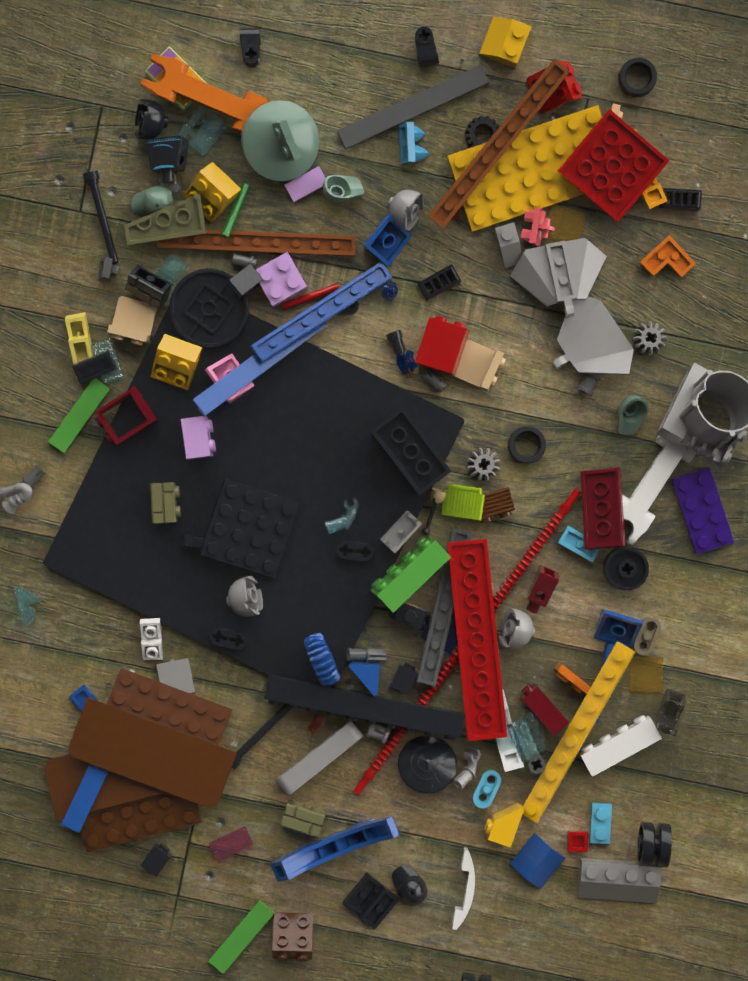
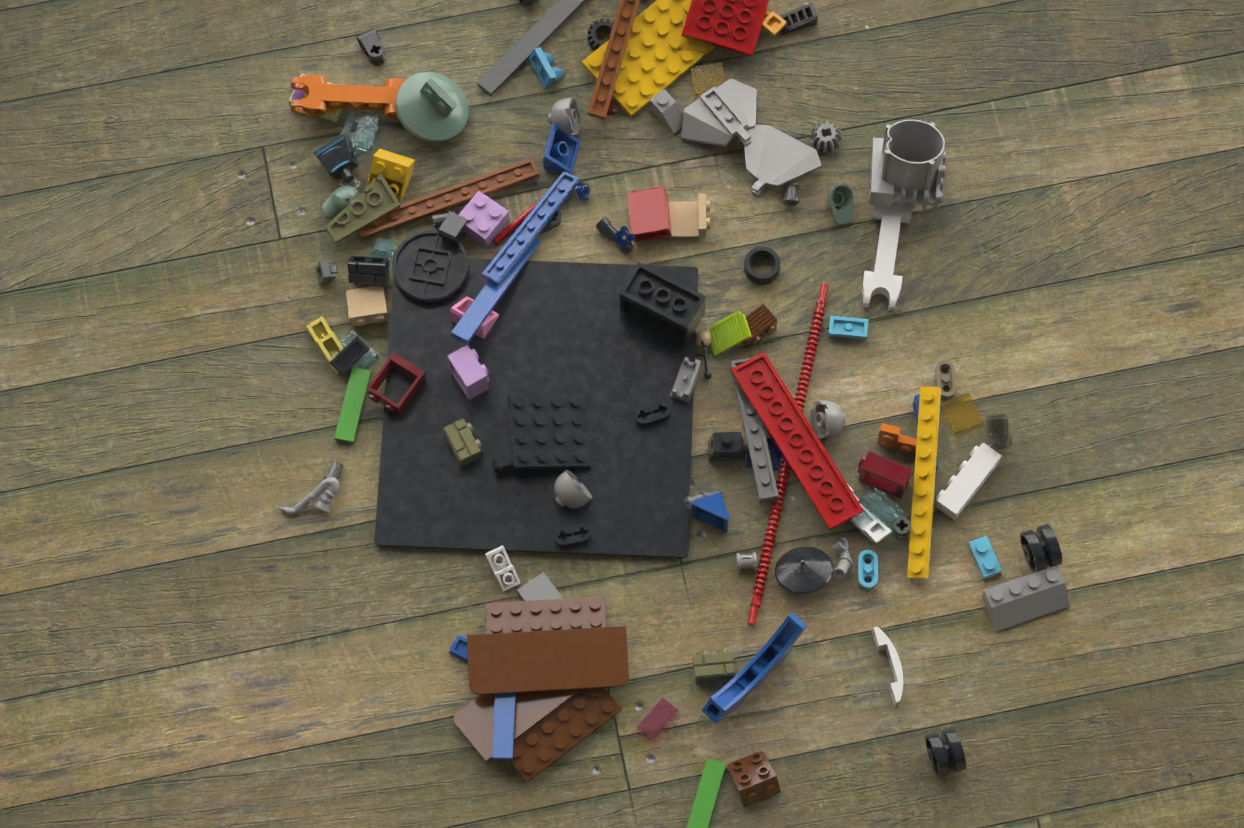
camera: 20 degrees left, 20 degrees down
(24, 598) = (372, 580): clear light blue slope -> none
(91, 179) = (279, 206): black piece -> none
(150, 119) = (309, 136): black cylinder -> none
(156, 859) = (594, 760): black brick -> none
(175, 361) = (420, 321): yellow slope -> none
(235, 210) = (417, 180): green bar -> none
(259, 734) = (641, 605): black piece -> none
(305, 184) = (469, 136): lavender tile -> none
(315, 724) = (687, 574): clear red tile -> none
(319, 758) = (703, 607): light grey beam -> none
(321, 659) = (665, 512): blue gear -> none
(342, 188) = (501, 126): sand green cap -> none
(345, 521) = (631, 392): clear light blue piece -> none
(364, 706) = (723, 539): black brick -> none
(370, 900) = (810, 715): black slope -> none
(404, 678) = (747, 505): black brick -> none
(408, 880) = (831, 684): black cap -> none
(410, 573) = (709, 408): bright green brick -> none
(435, 381) = (656, 247): dark grey pin -> none
(454, 274) = (627, 151): black slope -> none
(489, 468) = (731, 303): light grey gear -> none
(504, 824) = (898, 590): yellow slope -> none
(537, 861) = (945, 613): blue slope -> none
(540, 226) = (682, 81): coral hips -> none
(544, 581) = (833, 368): dark red torso -> none
(577, 841) = (972, 582): red tile -> none
(602, 509) = (853, 287): dark red tile -> none
(617, 628) = (912, 377): blue slope -> none
(637, 568) = (898, 328): black wheel -> none
(668, 253) = (807, 64): orange plate -> none
(702, 510) = (942, 257): dark purple plate -> none

